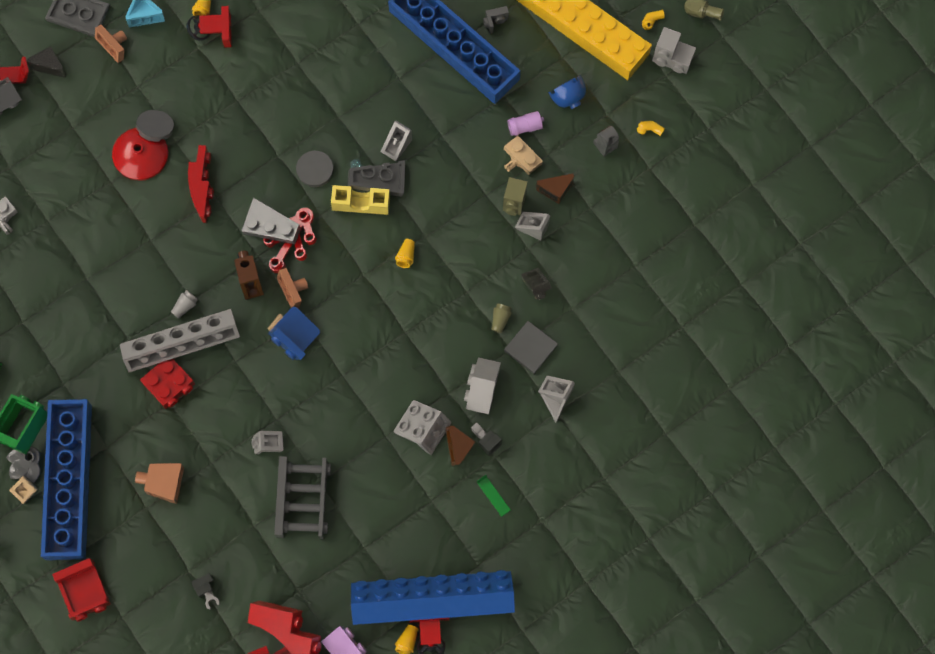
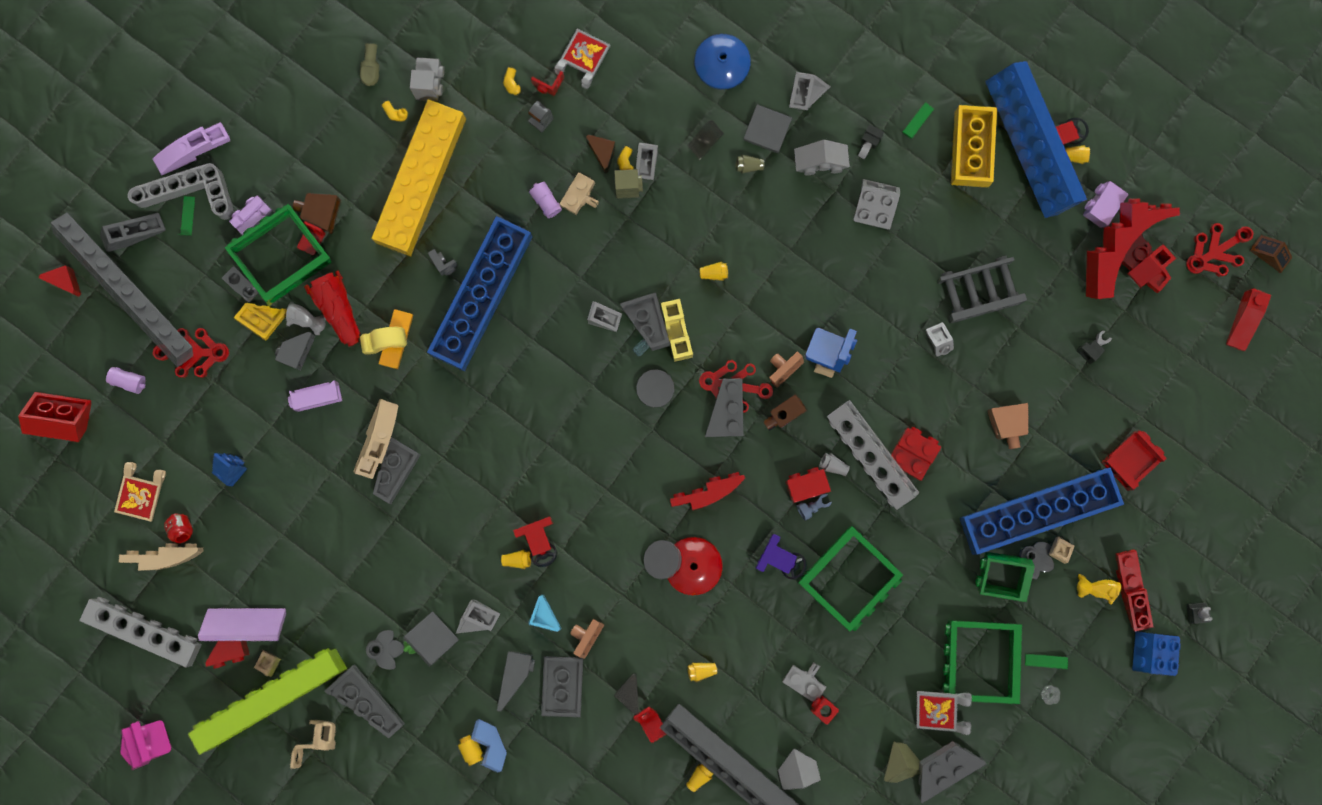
camera: 105 degrees left, 10 degrees up
(43, 129) = (700, 671): none -> yellow cone
(90, 312) = (880, 596): none -> green window
(114, 226) = (781, 559): none -> dark purple piece
(151, 265) = (806, 511): none -> sand blue piece
(173, 271) = (808, 485): none -> red brick
(446, 536) = (974, 146): none -> yellow brick
(458, 444) = (886, 163): reddish brown slope -> none
(540, 204) = (623, 161): none -> yellow arm
(569, 93) = (500, 167): blue cylinder -> none
(609, 338) = (719, 72): none -> blue dish
(634, 153) = (545, 88): none -> red bracket
(657, 201) = (584, 54): none -> flag

